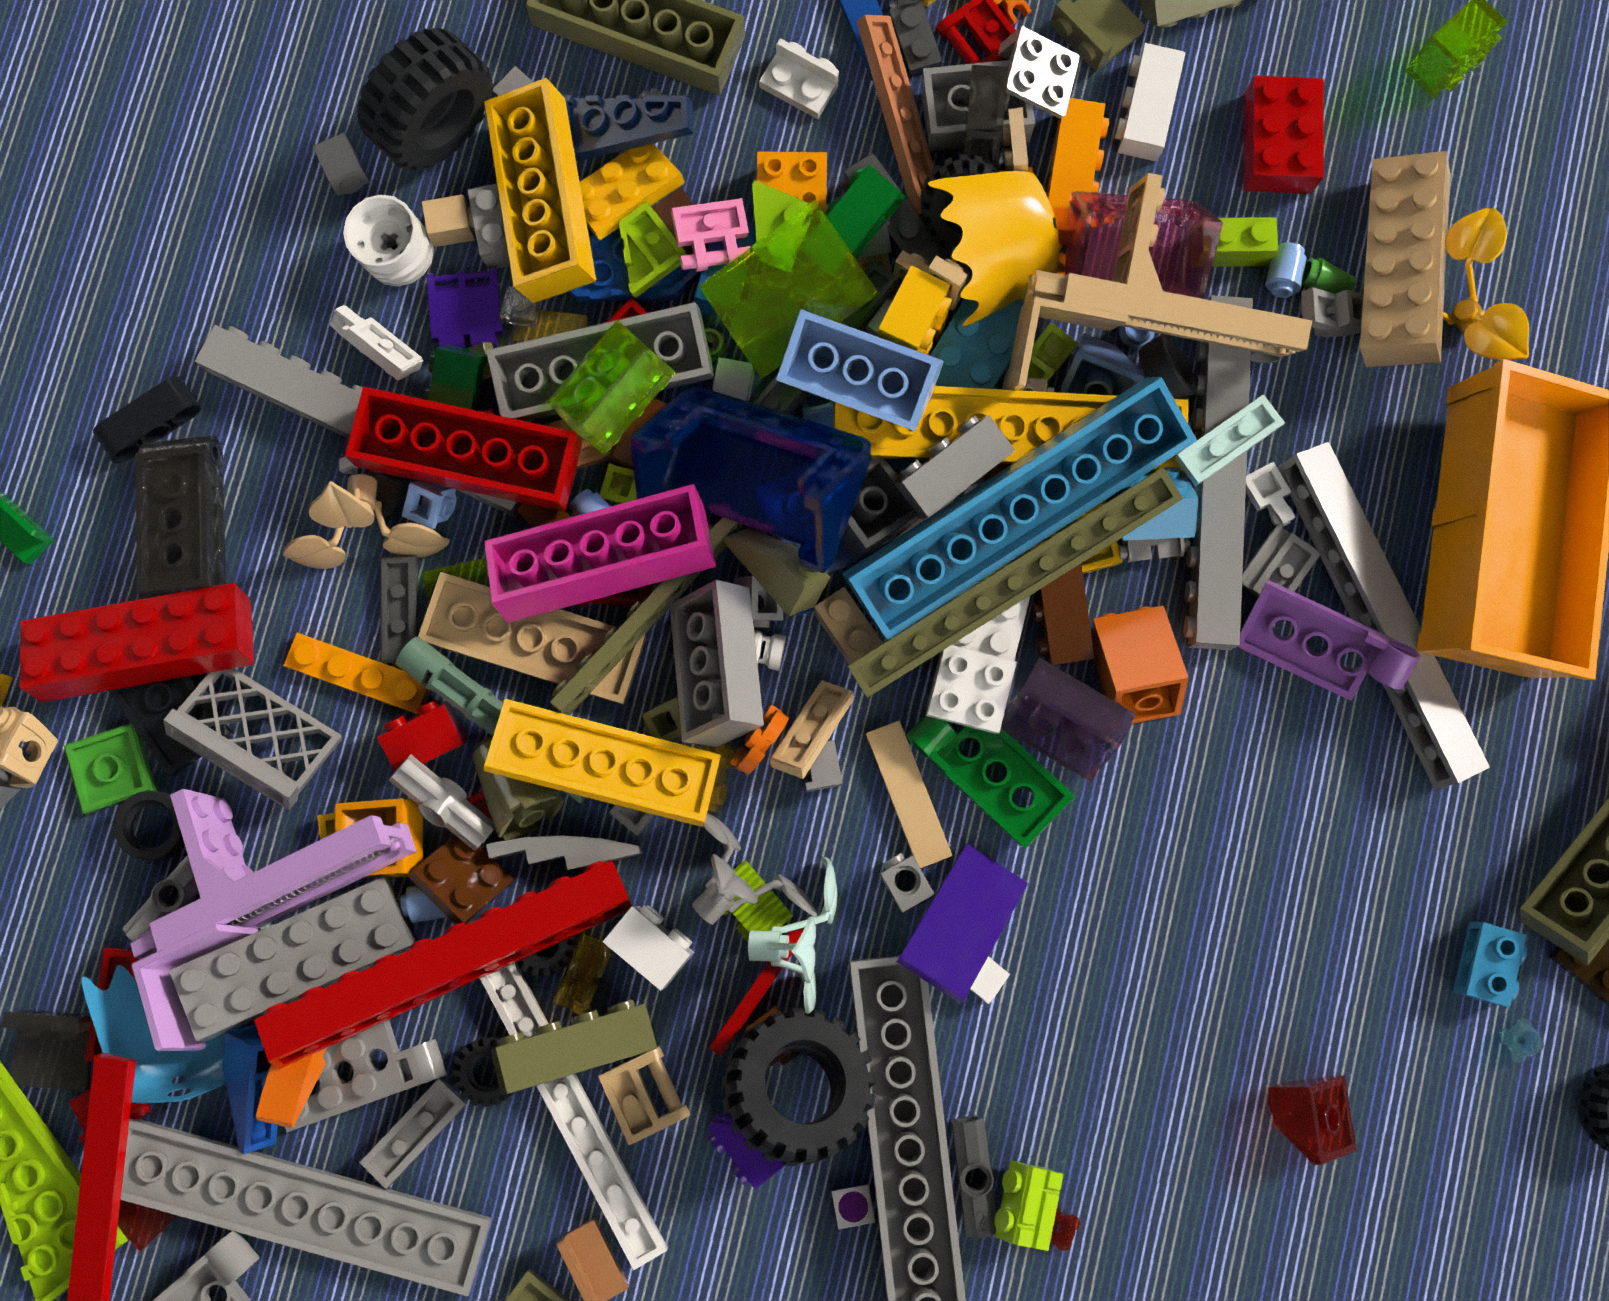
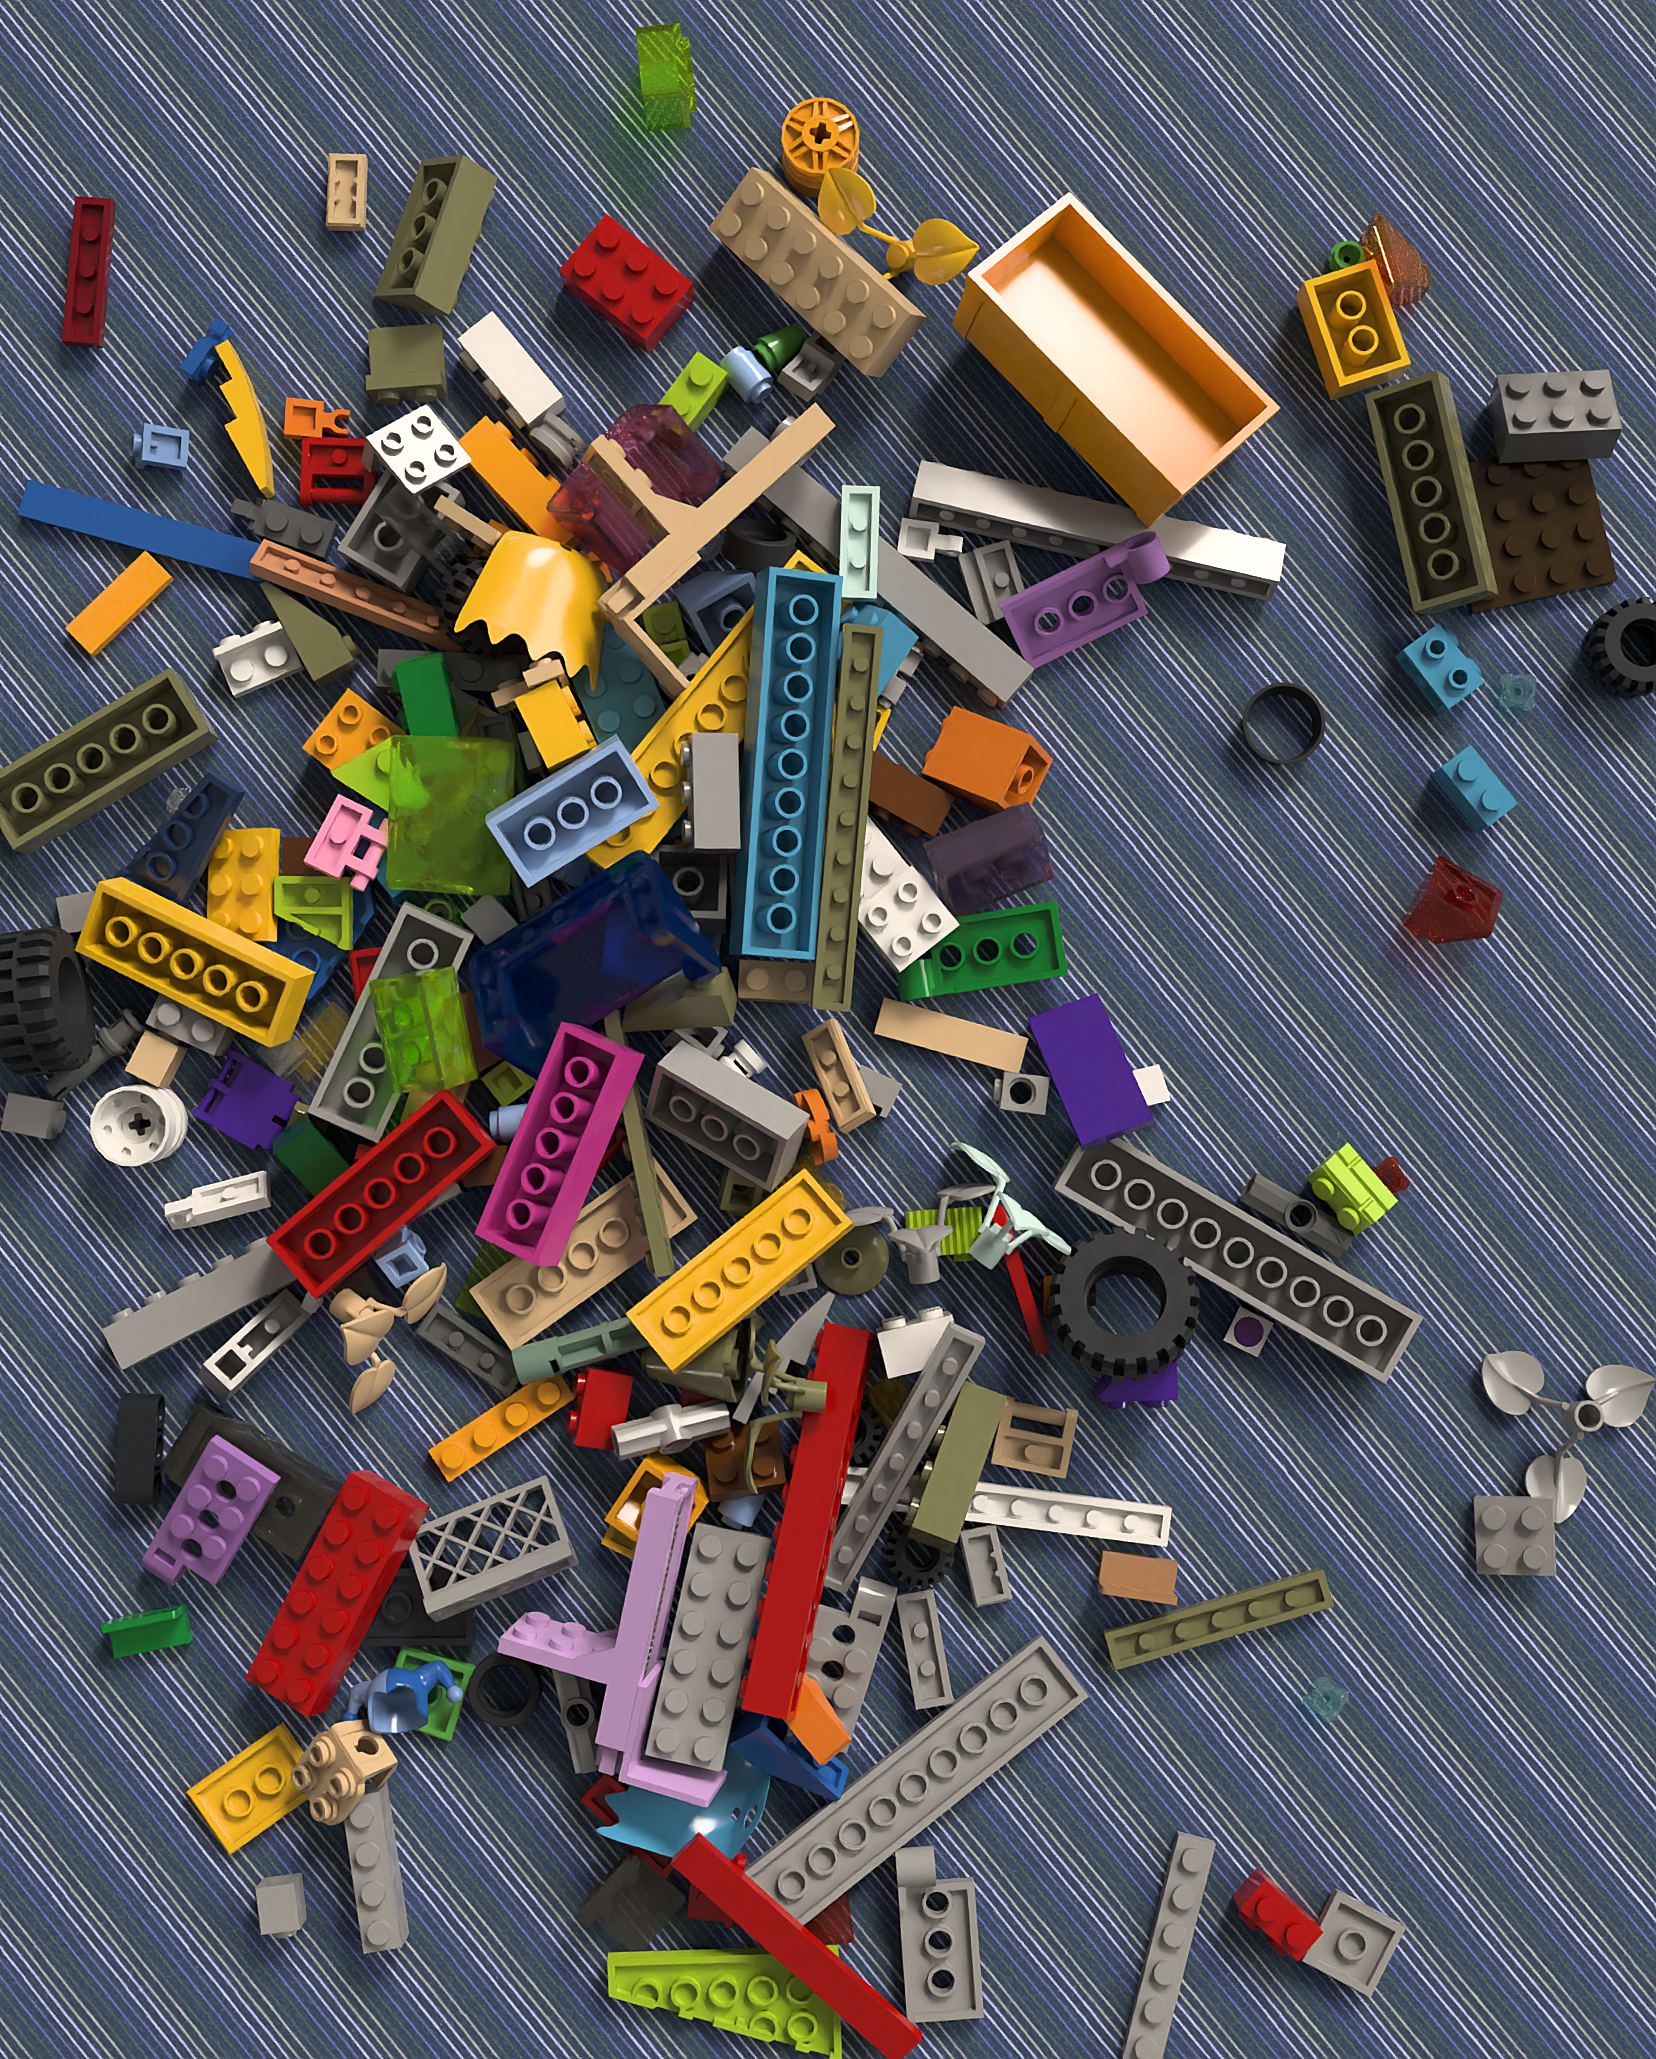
camera: 55 degrees left, 5 degrees up
(87, 748) = (400, 1697): none -> medium blue piece
(140, 520) = (254, 1483): none -> medium lavender hinge
(283, 445) = (253, 1345): none -> light grey slope
(435, 179) = (110, 1043): none -> dark grey pin
(514, 1132) = (985, 1565): none -> light grey plate
(541, 879) = (801, 1393): none -> olive plant
(552, 996) = (901, 1453): none -> light grey plate
(679, 865) = (866, 1272): none -> olive dish
(843, 111) = (318, 643): none -> olive slope
(1127, 167) = (557, 440): none -> light grey wheel
(1382, 867) = (1307, 699): none -> black tyre
(1419, 1063) = (1474, 788): none -> dark azure brick
(1505, 182) = (806, 160): none -> light orange wheel

